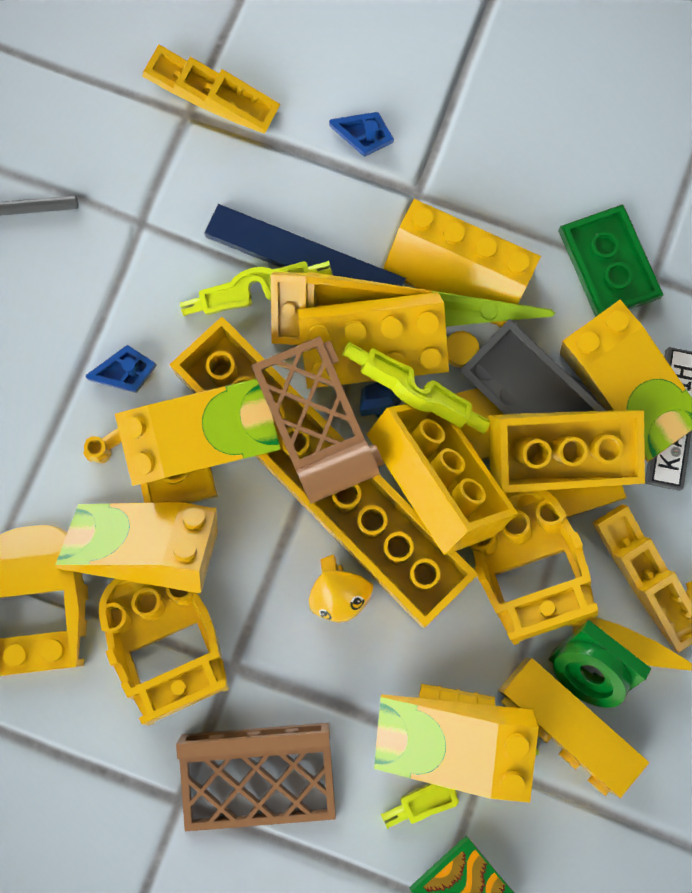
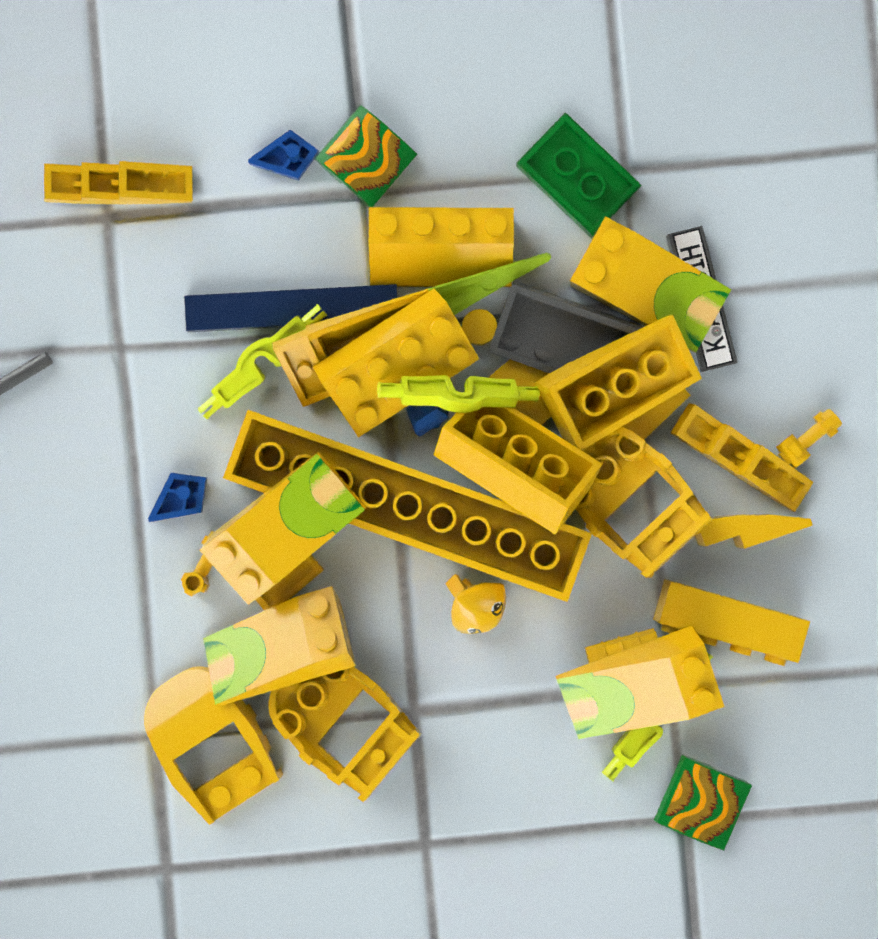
camera: 30 degrees left, 10 degrees up
(249, 744) = (464, 768): medium nougat fence -> none
(340, 464) = (420, 502): medium nougat piece -> none
(432, 161) = (365, 156): none -> slope
(595, 648) = (730, 562): green piece -> none

